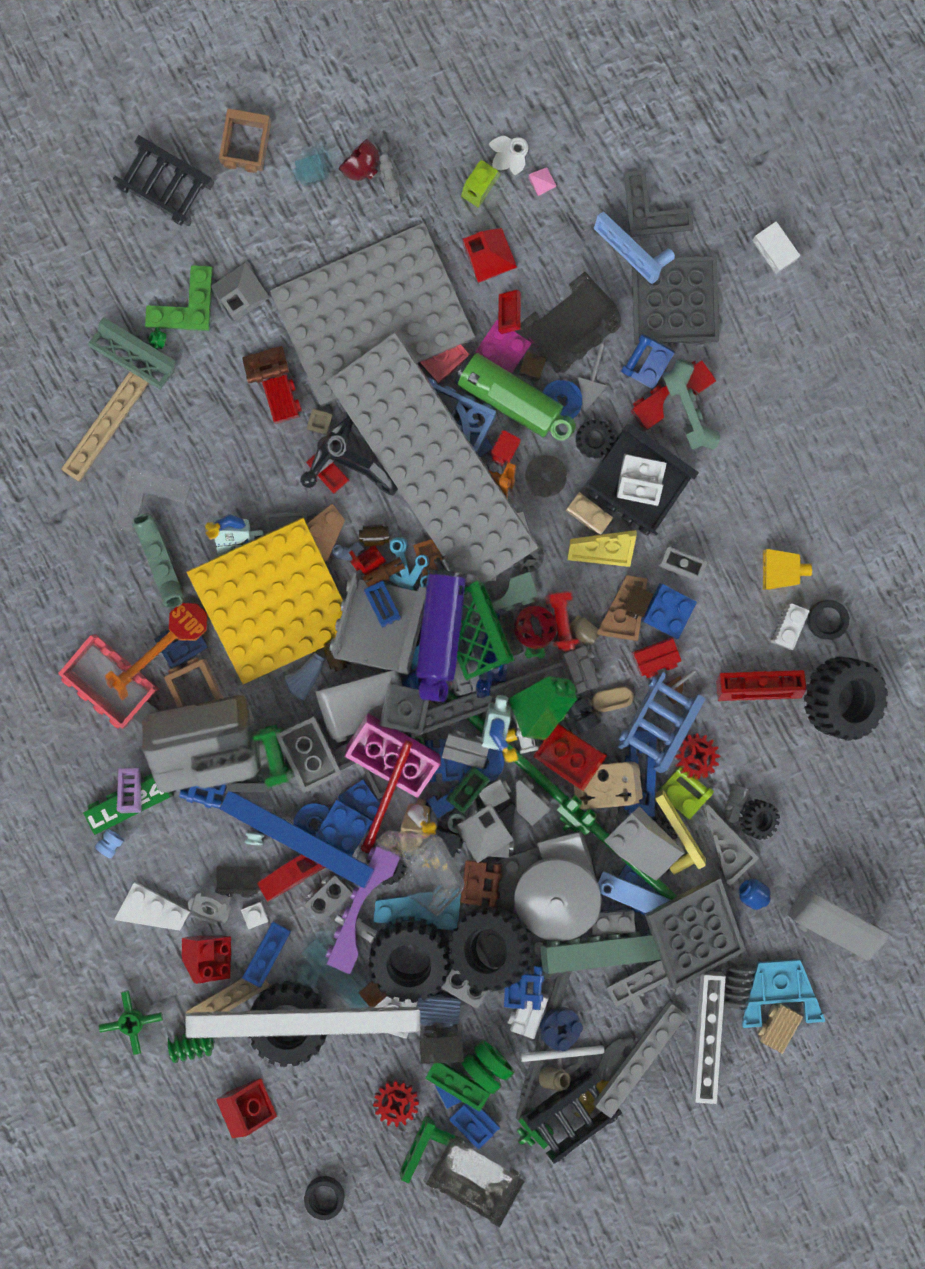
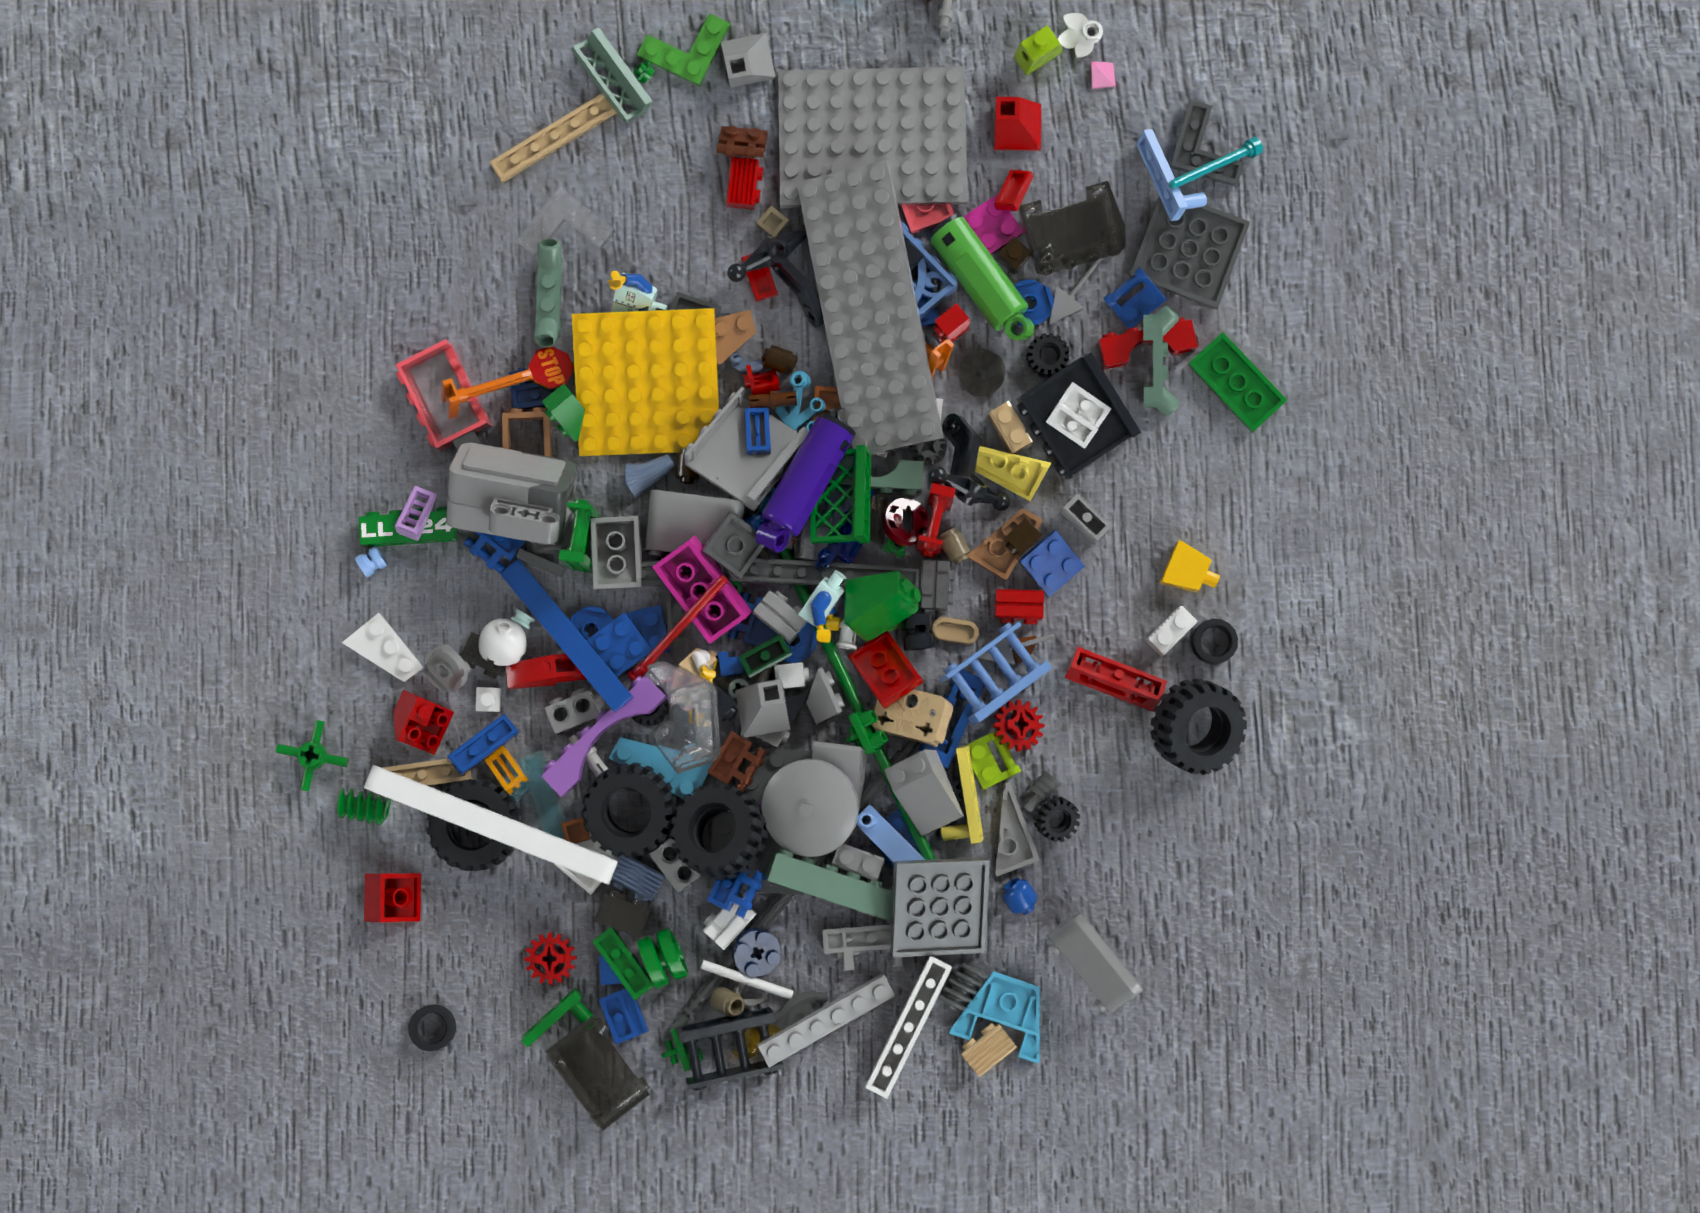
camera: 30 degrees right, 5 degrees down
(216, 653) = (566, 410): none -> green slope
(247, 865) = (502, 642): none -> white cylinder
(307, 975) = (515, 782): none -> light orange tile
(568, 574) = (968, 486): none -> black piece
(691, 193) = (1250, 148): none -> teal piece
(760, 396) = (1237, 382): none -> green plate
(776, 247) = (1315, 238): white panel -> none

